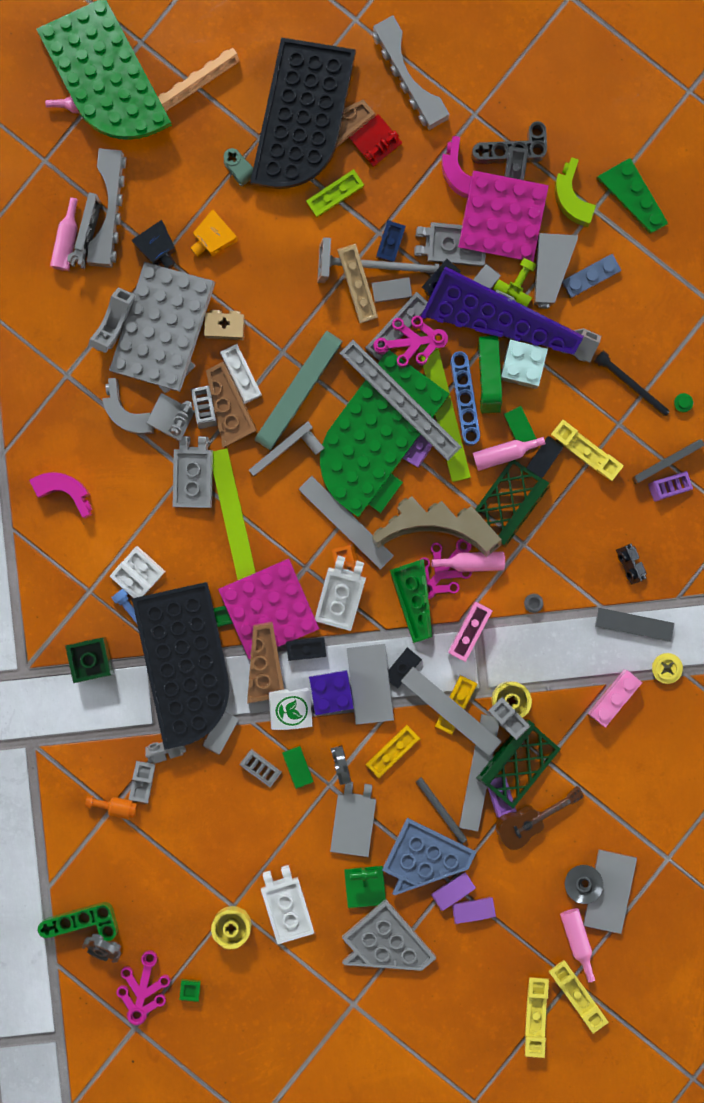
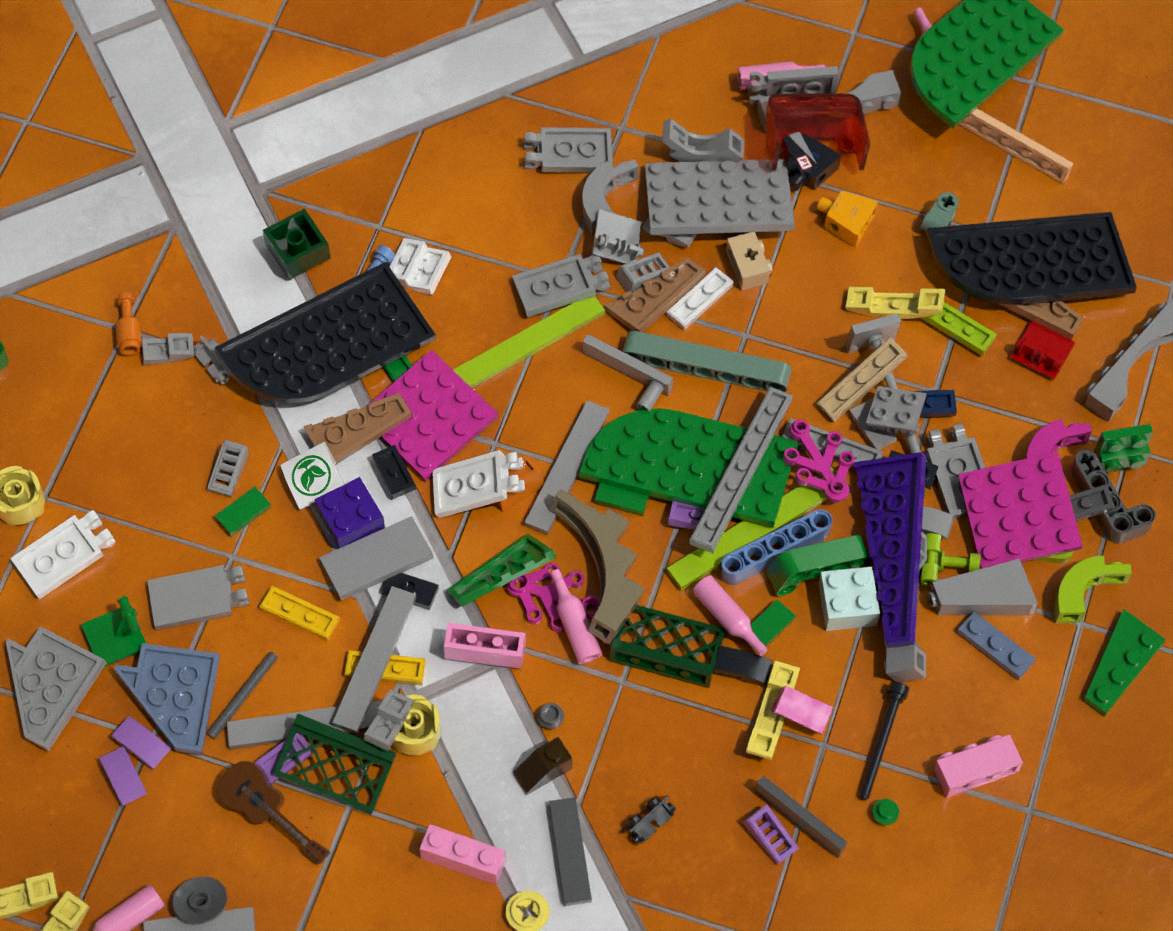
camera: 70 degrees right, 25 degrees down
(52, 482) = (490, 146): dark pink arch -> none
(76, 421) = (568, 149): none -> light grey tile
(121, 223) = (822, 118): none -> clear red windscreen
(148, 250) = (800, 152): none -> sticker
(220, 734) = (256, 409): light grey slope -> none
(300, 231) = (907, 305): none -> light yellow slope
(341, 765) = (261, 550): dark grey plate -> none
(393, 270) = (896, 410): none -> light grey hinge
(484, 116) = (1124, 447): none -> green plate
(570, 622) = (544, 766): none -> dark brown slope
(594, 431) = (802, 709): none -> hinge
(674, 327) = (977, 765): none -> bright pink brick

